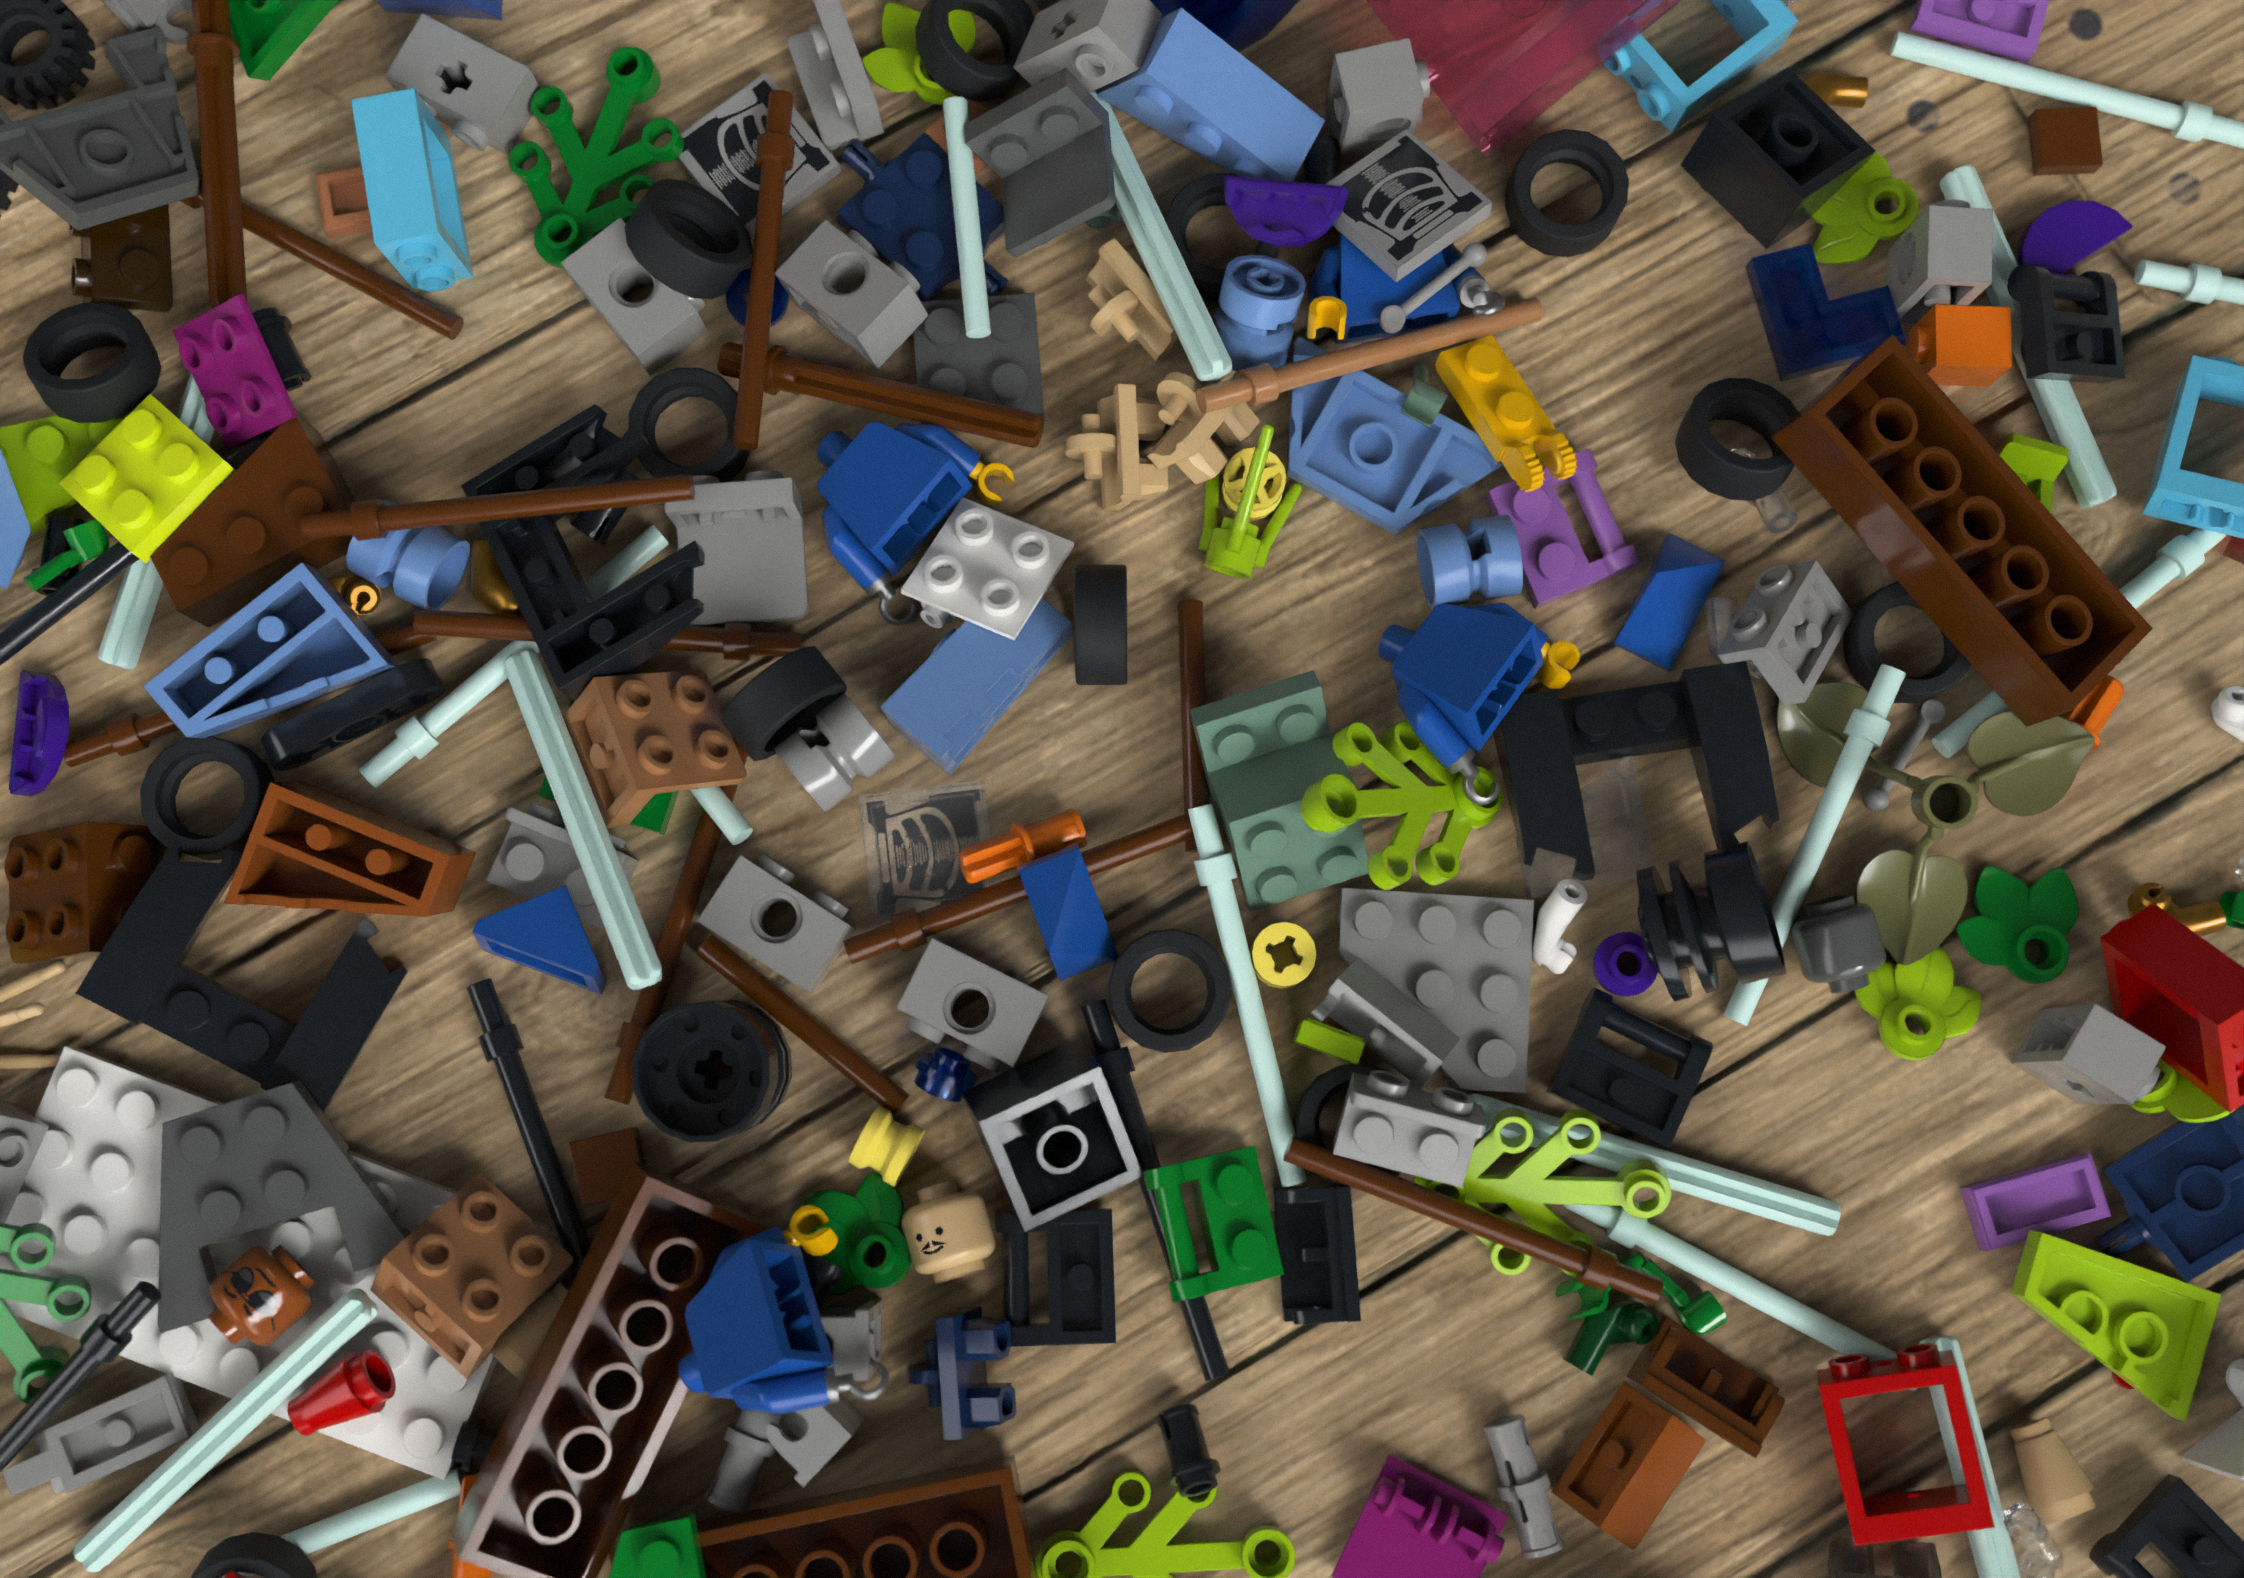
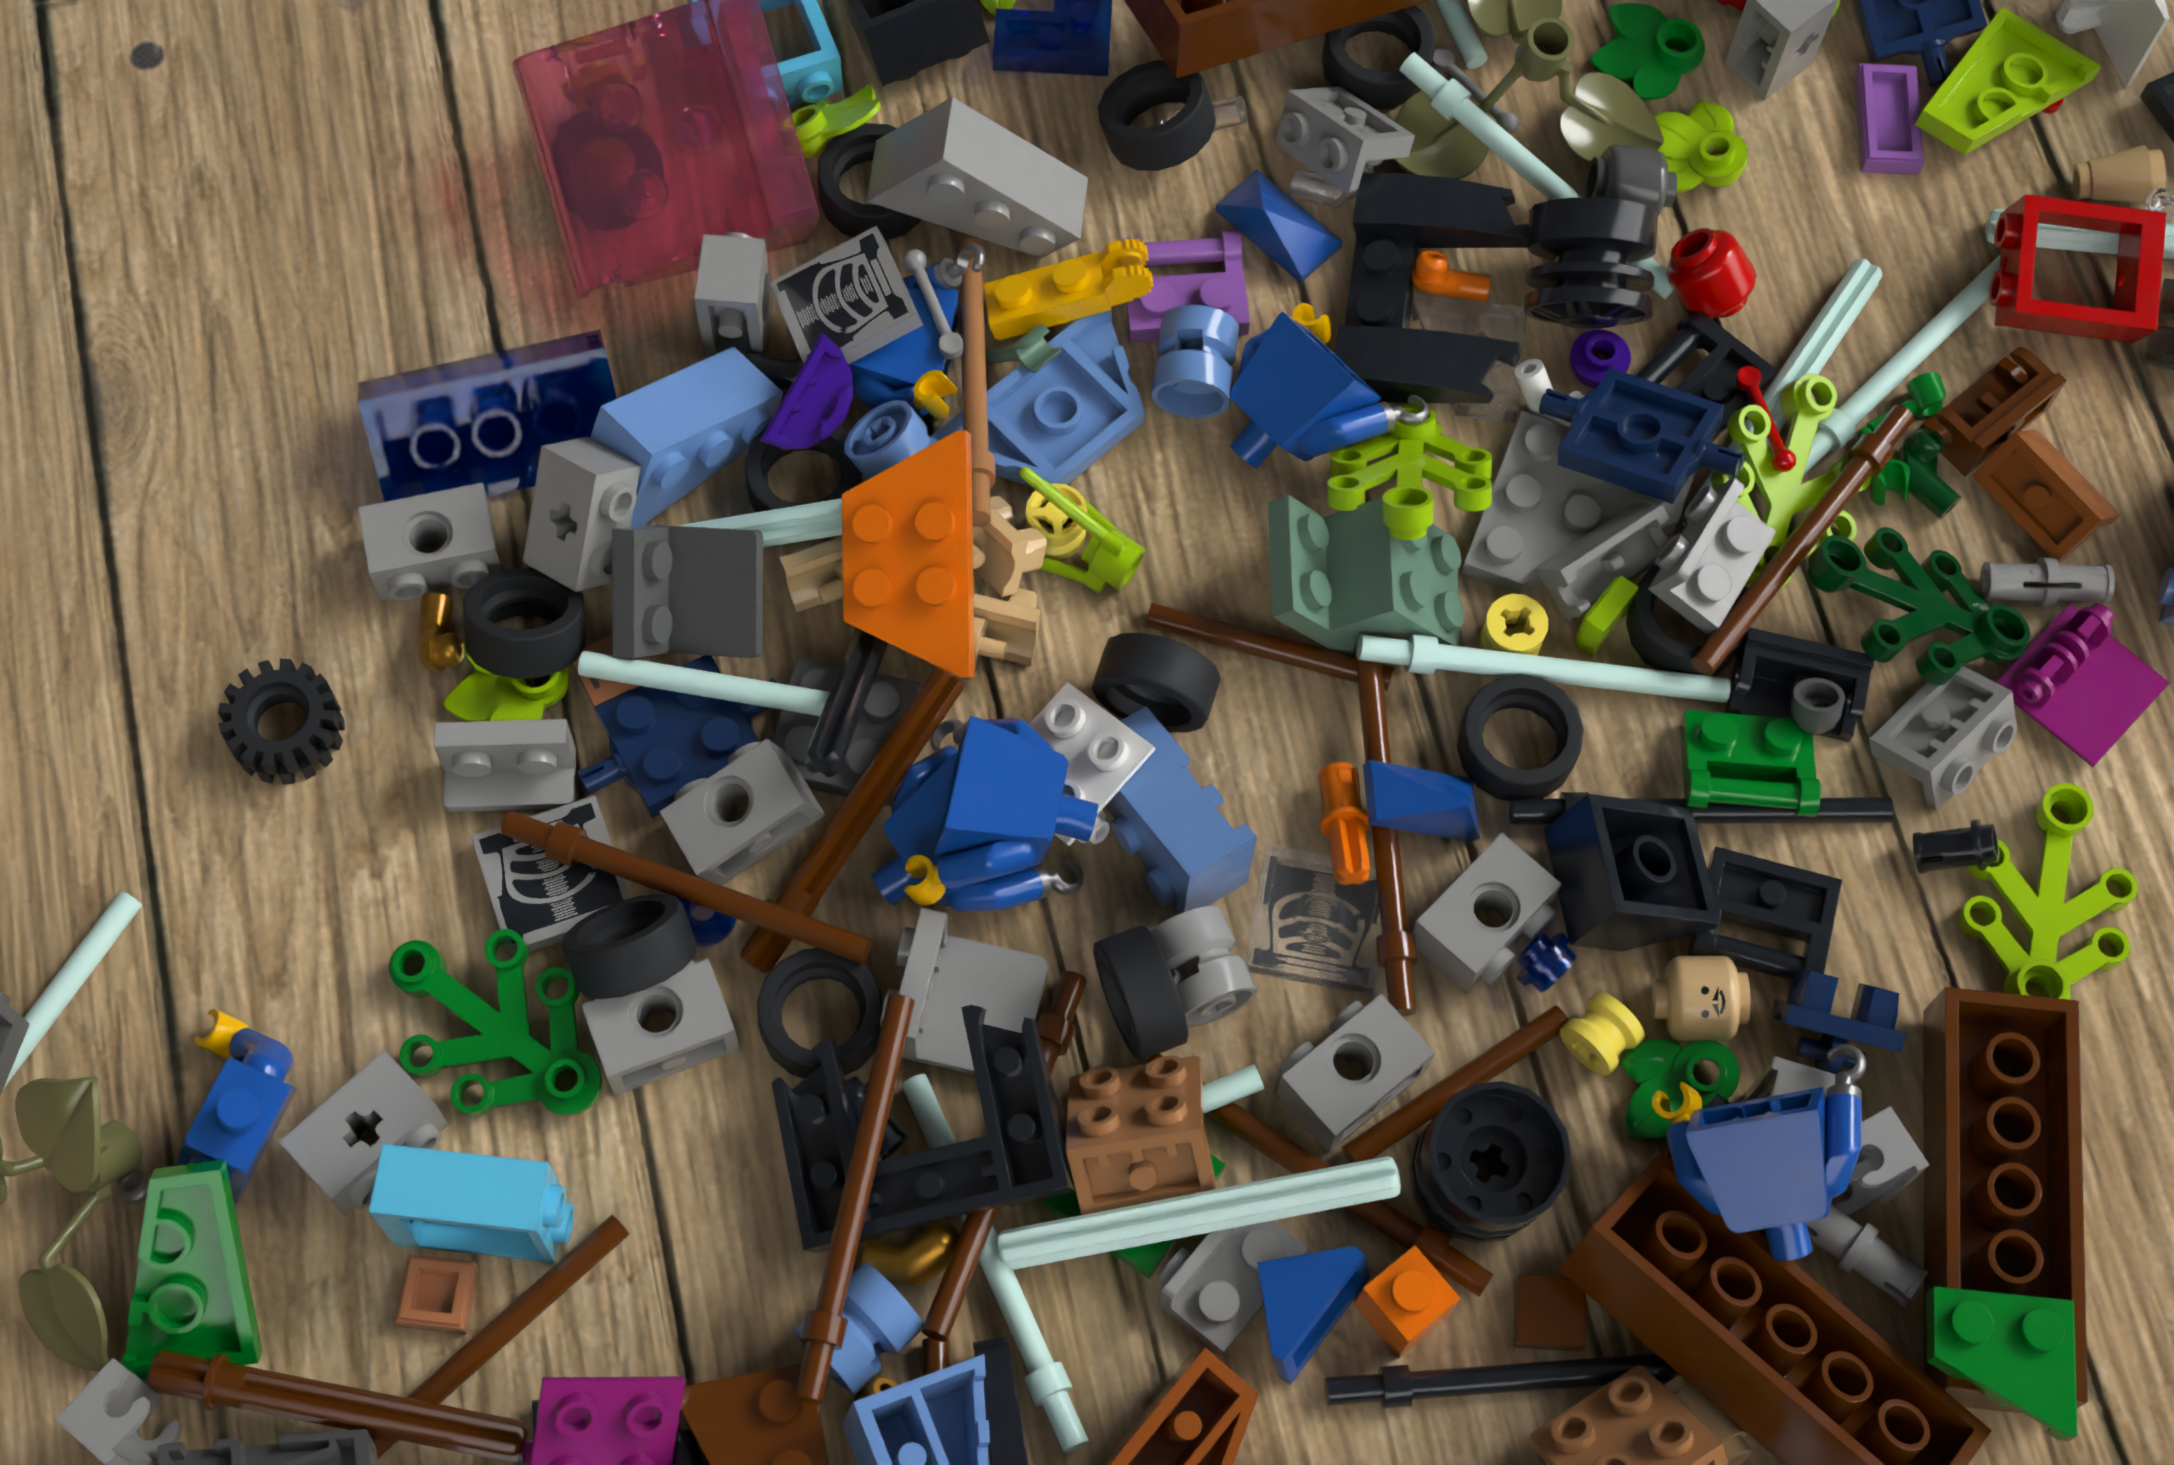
camera: 75 degrees left, 15 degrees down
(570, 1030) = (1407, 1301): none -> orange brick
(903, 509) = (998, 806): none -> blue torso
(994, 345) = (845, 703): none -> black axle
(1139, 354) = (913, 555): none -> orange wing
(1297, 1268) = (1817, 705): none -> dark grey hinge
(1316, 1416) = (1948, 733): none -> light grey bracket
(1445, 1362) = (1988, 632): none -> dark green plant
(1529, 1023) = (1640, 435): none -> dark blue plate
(1585, 288) = (978, 181): none -> light grey wedge
(1614, 123) = (821, 121): none -> lime plate
(1641, 1121) = (1748, 381): none -> red hinge
(1655, 773) = (1436, 279): none -> orange arm
(1757, 1052) = (1711, 272): none -> red head

